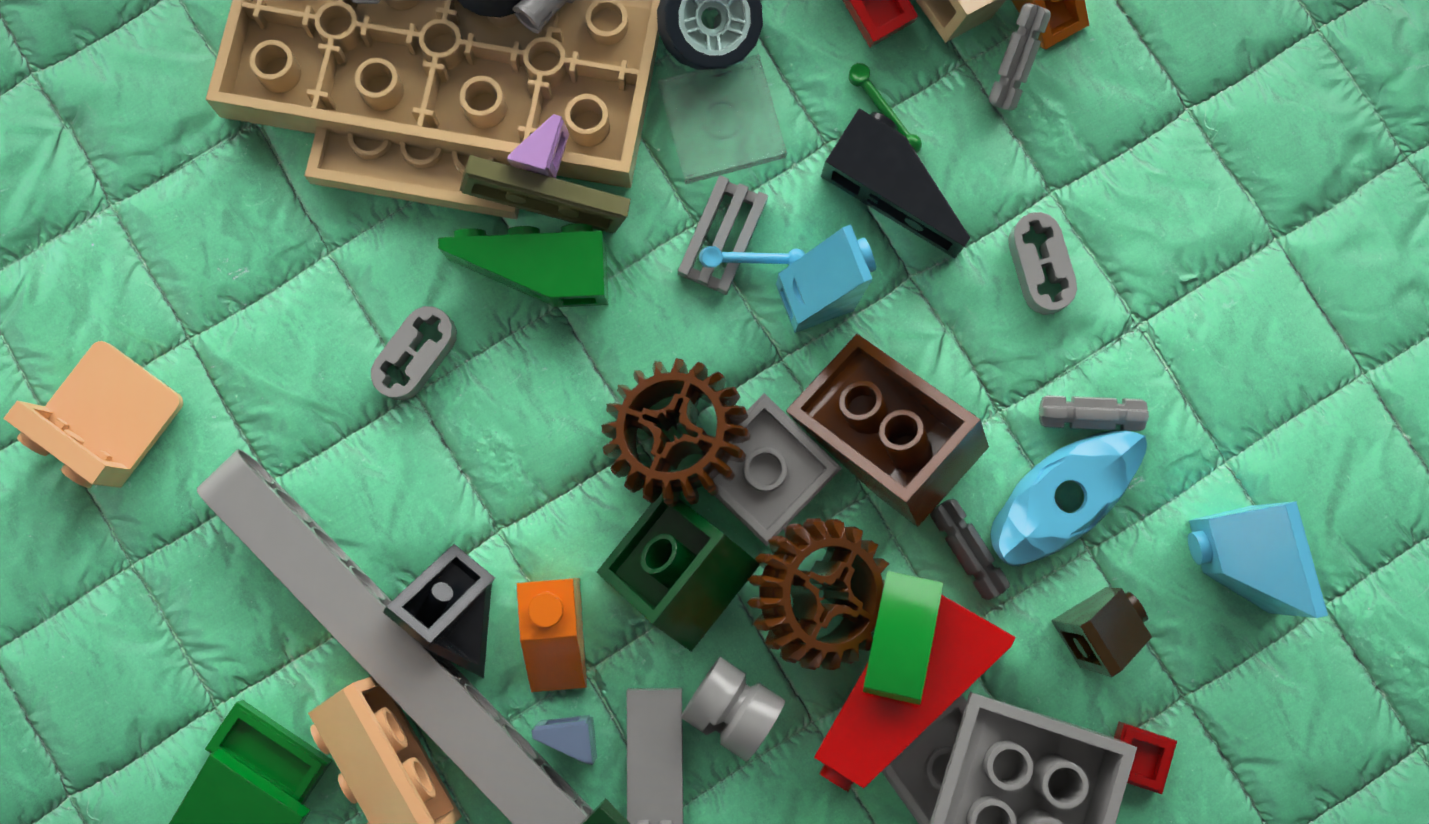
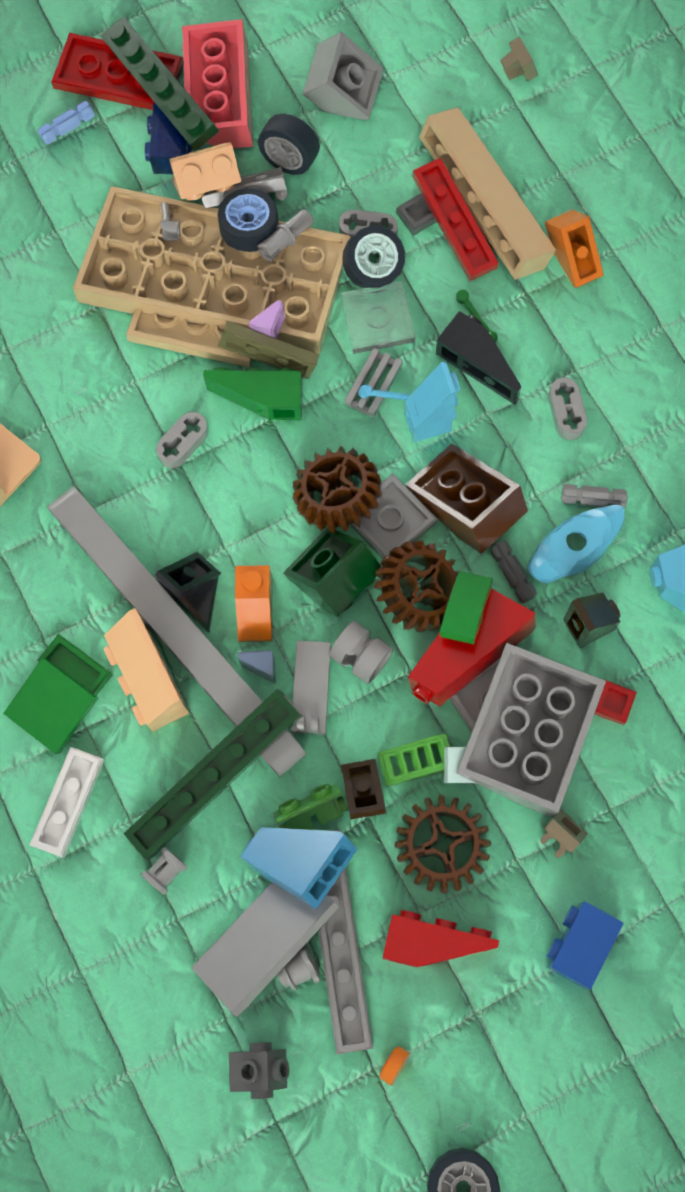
camera: 10 degrees right, 10 degrees down
(1019, 56) = (558, 288): light grey axle -> none

